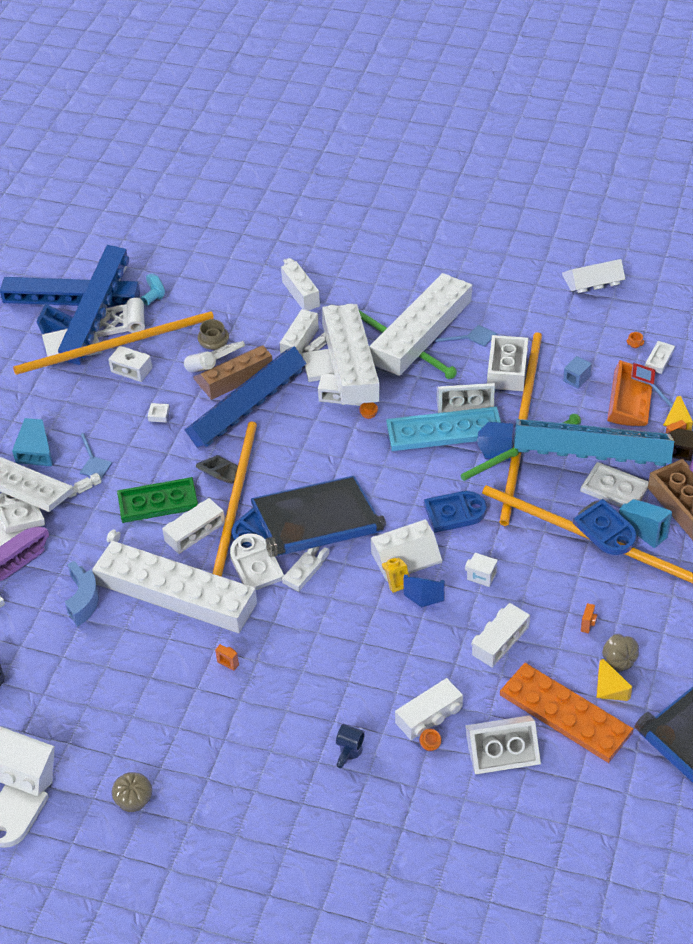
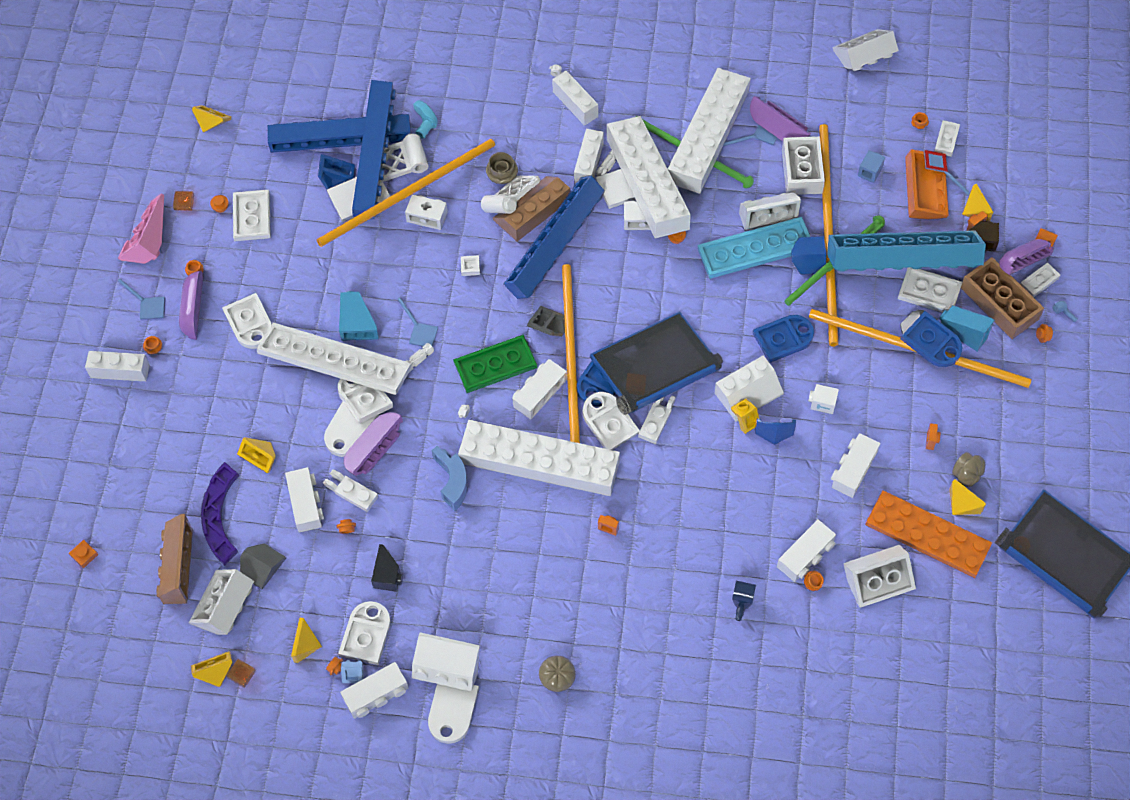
camera: 10 degrees left, 15 degrees up
(489, 322) = (776, 120): none -> medium lavender brick

